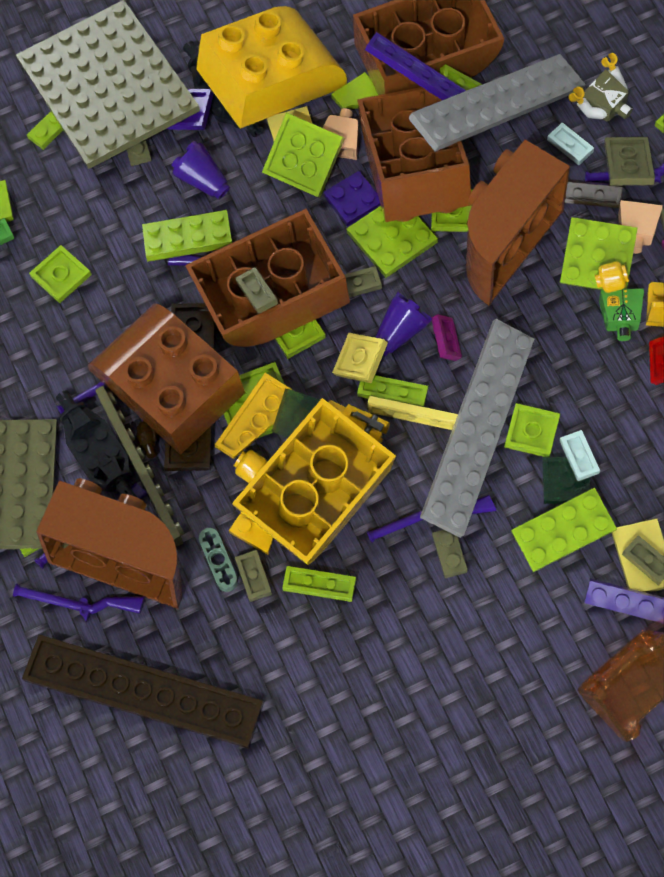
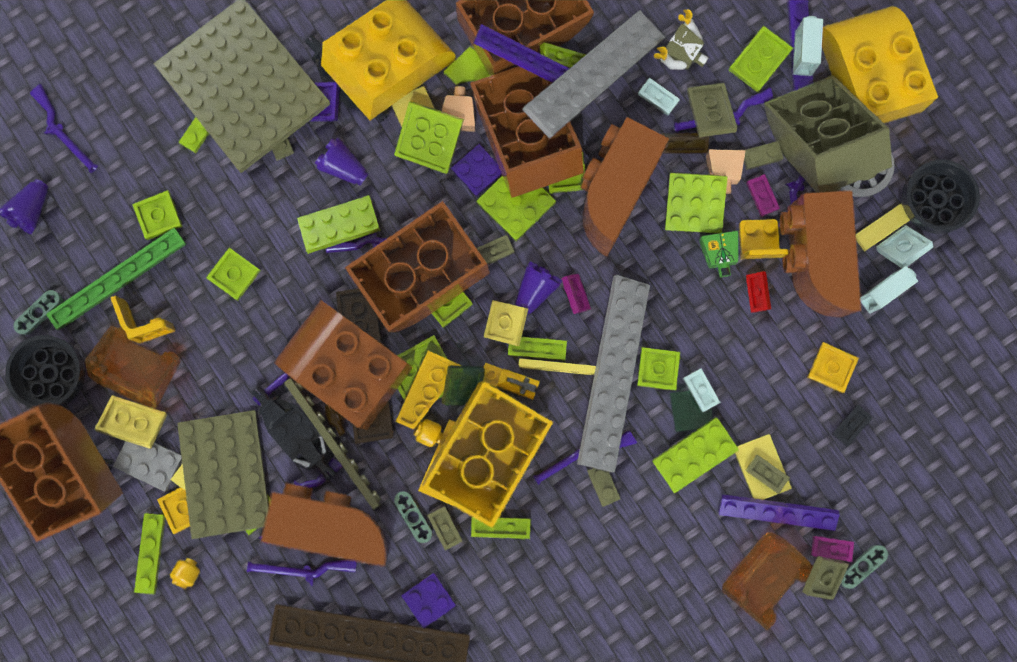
camera: 15 degrees left, 15 degrees up
(220, 656) = (428, 600): none -> dark purple plate
(256, 290) = (412, 287): olive plate -> none
(612, 277) = (711, 225): yellow head -> none

